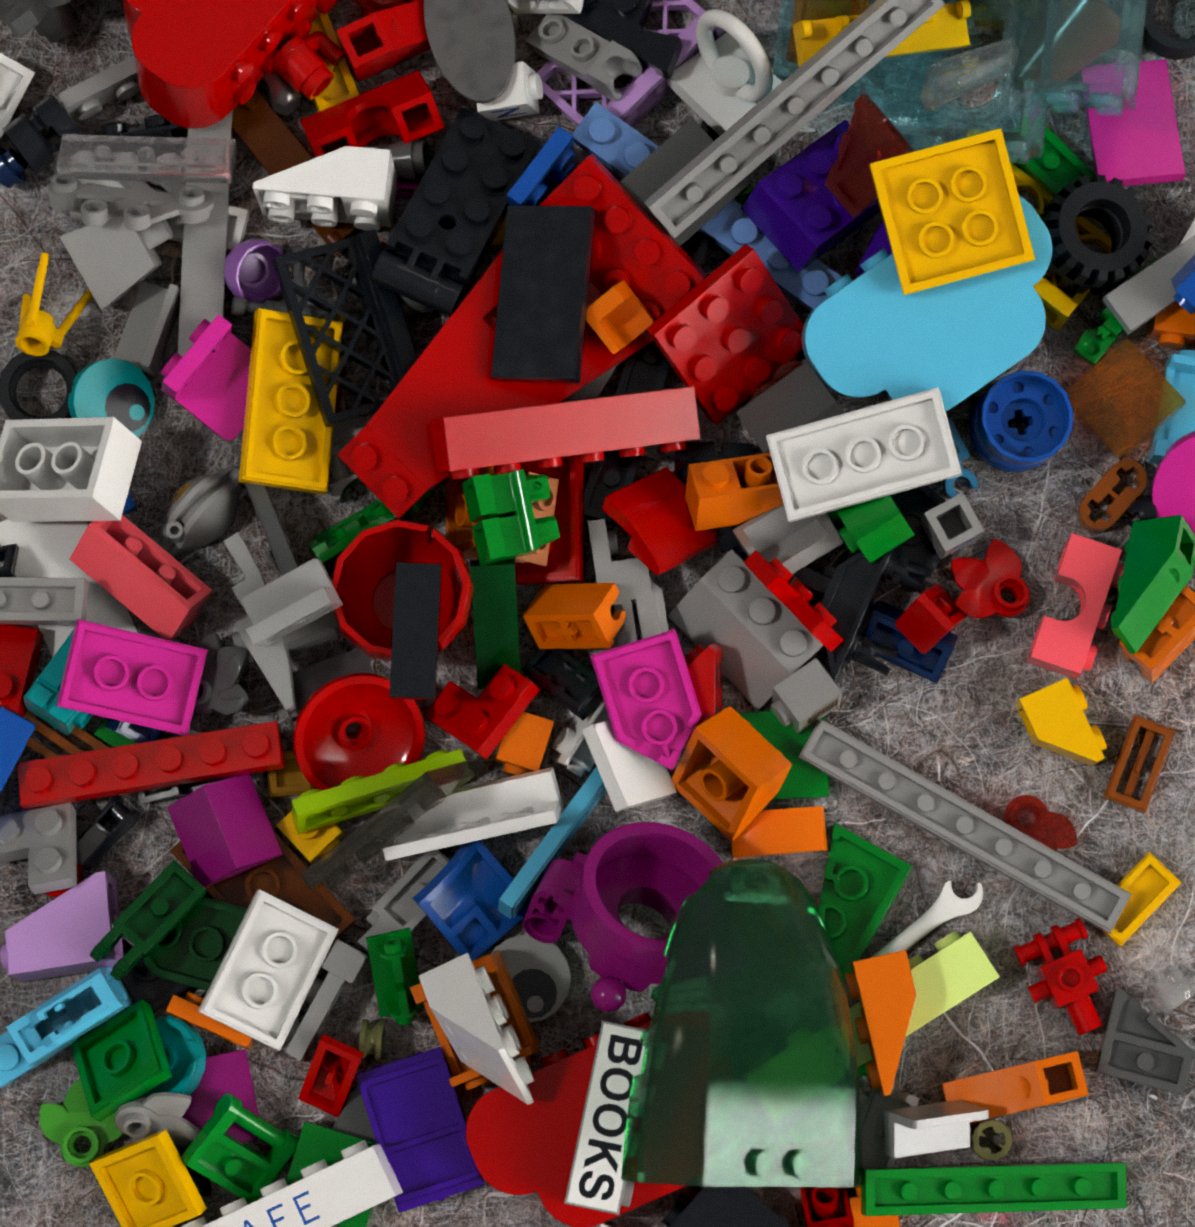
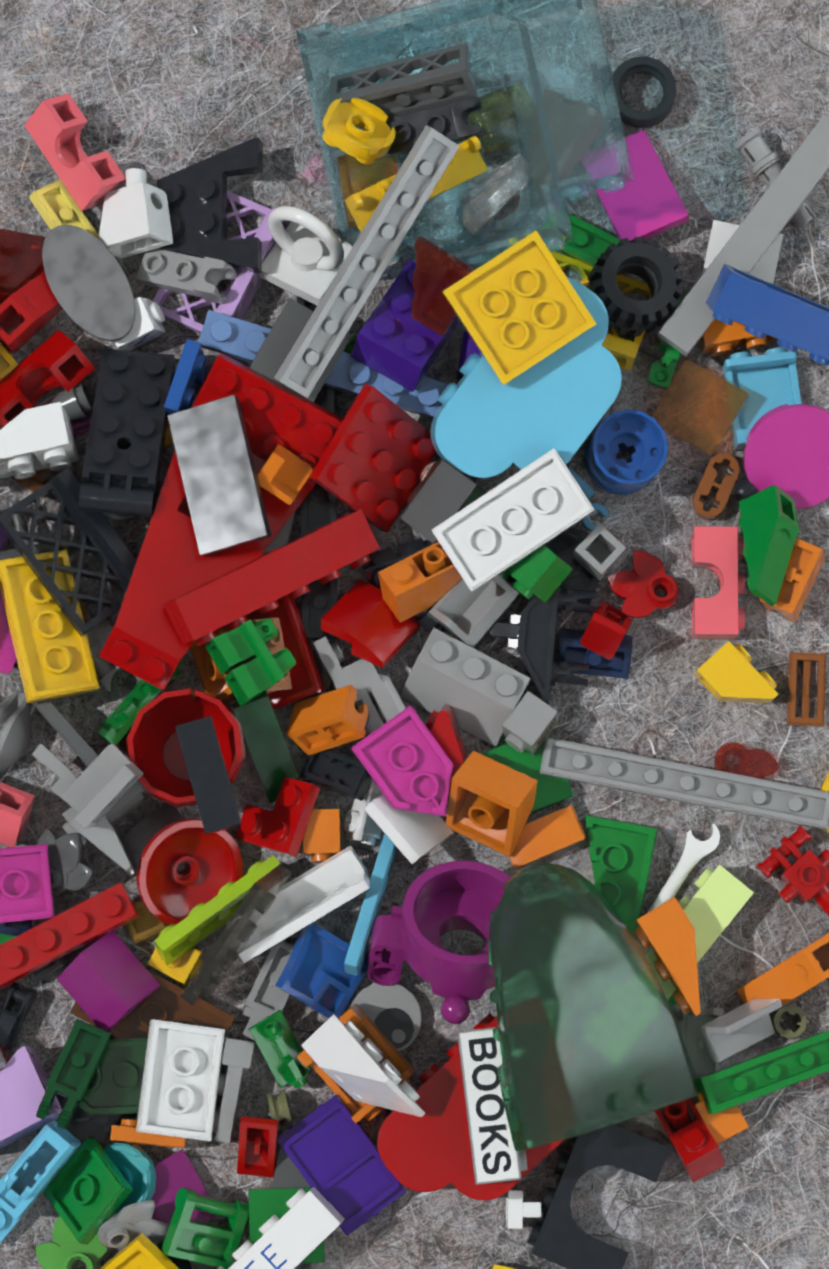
camera: 20 degrees left, 0 degrees up
(795, 598) = (496, 649): red plate -> none

